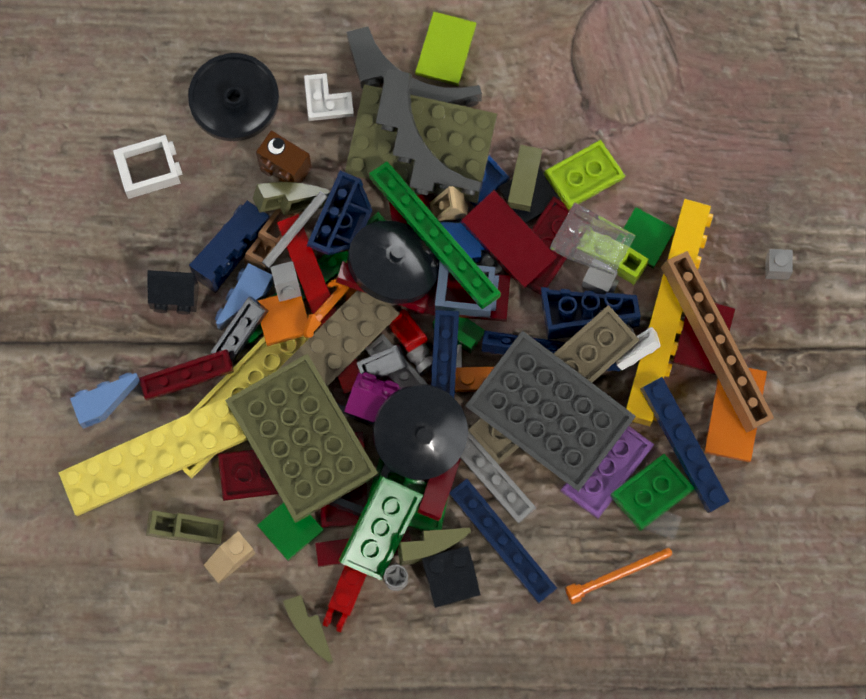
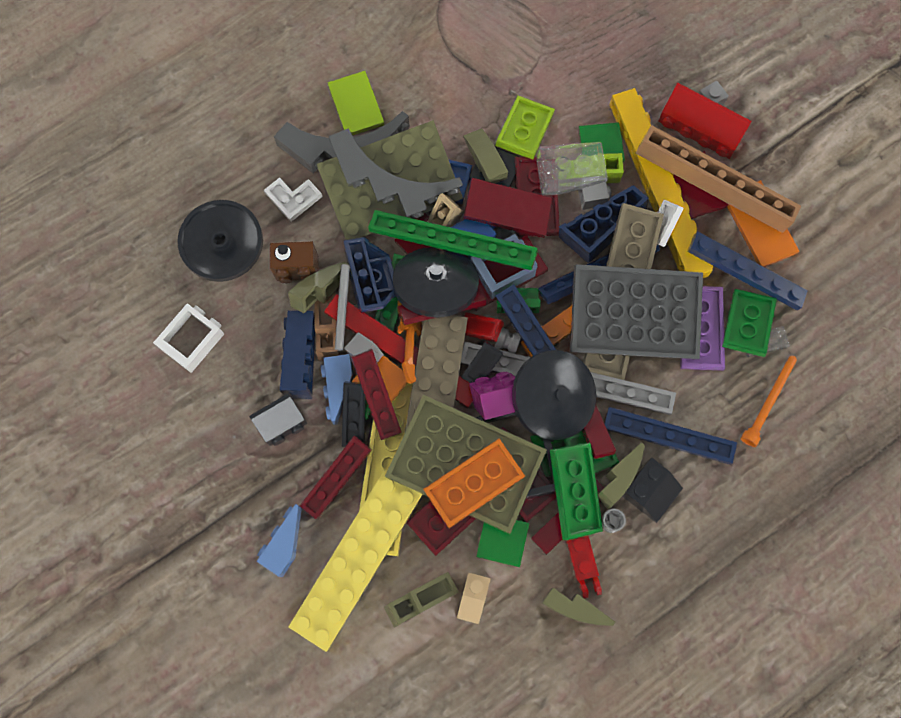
camera: 35 degrees left, 0 degrees up
(268, 326) = (376, 394): none -> dark red tile
(295, 457) = (474, 483): none -> orange tile
(751, 281) = (704, 121): none -> red slope

